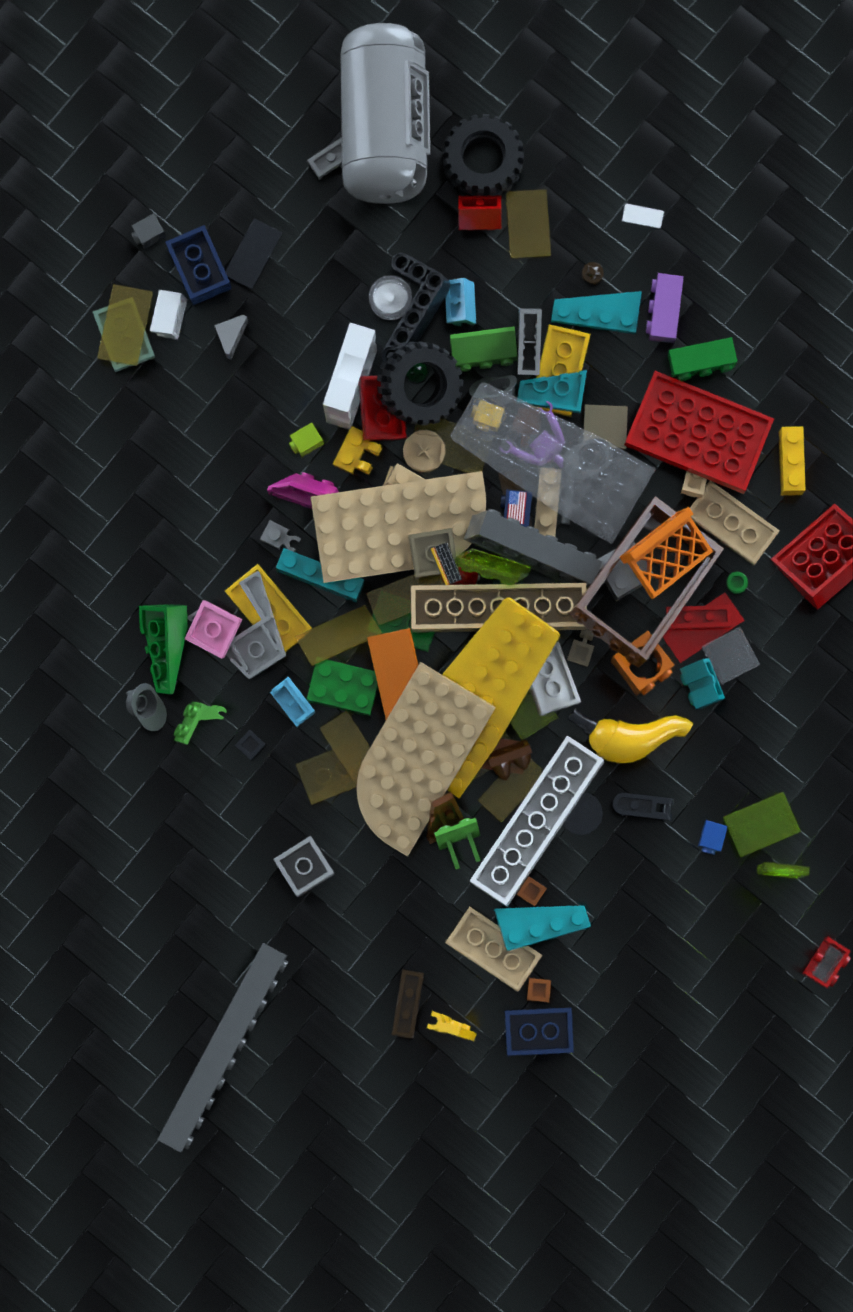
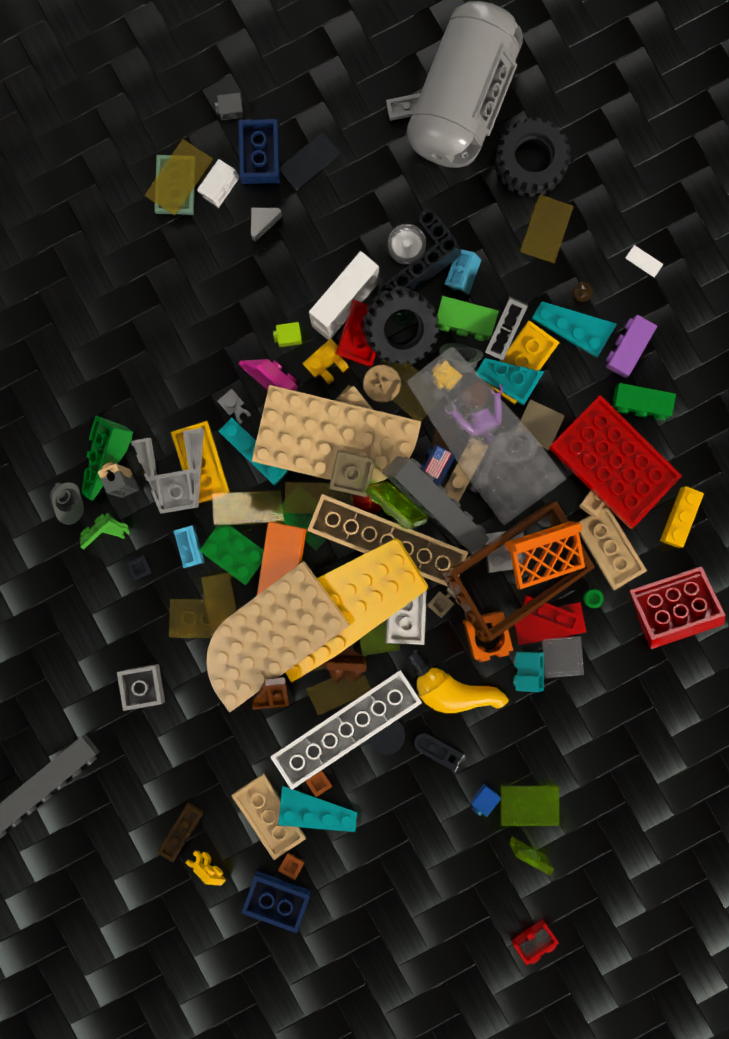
camera: 20 degrees right, 5 degrees up
(200, 663) = (117, 480): none -> dark grey piece
(213, 629) = (146, 461): bright pink plate -> none
(446, 564) = (358, 488): black sticker -> none
(448, 835) = (267, 711): bright green plate -> none
(479, 212) = (510, 202): red brick -> none

